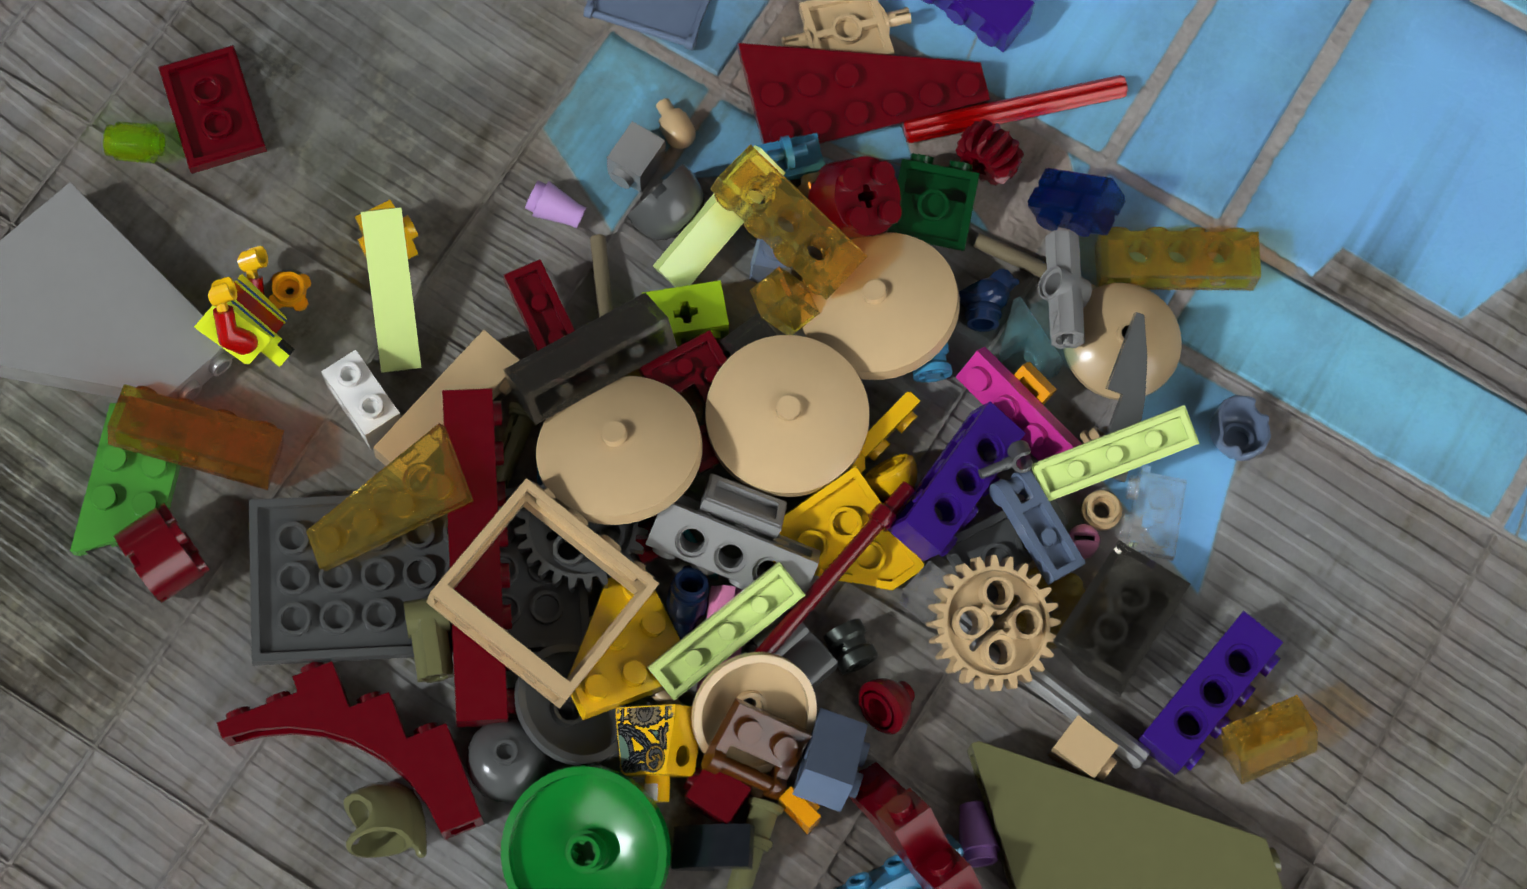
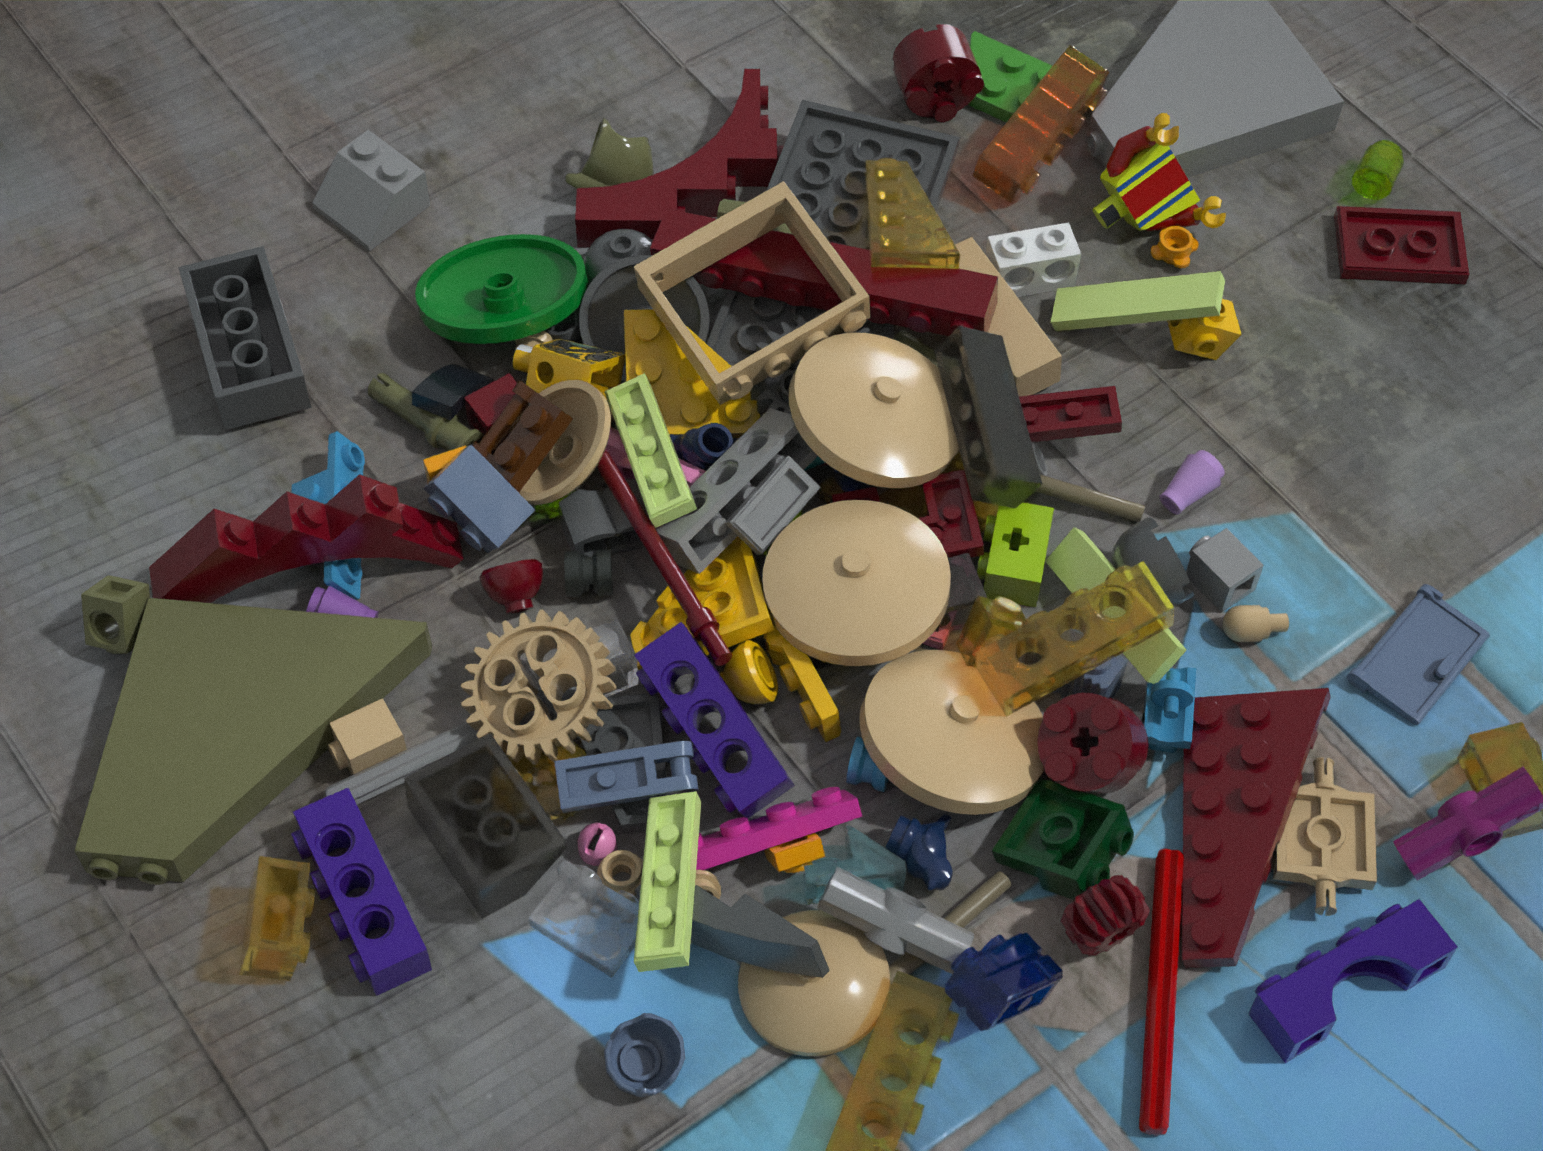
camera: 115 degrees right, 15 degrees down
(1017, 459) = (704, 776): dark grey hand -> none

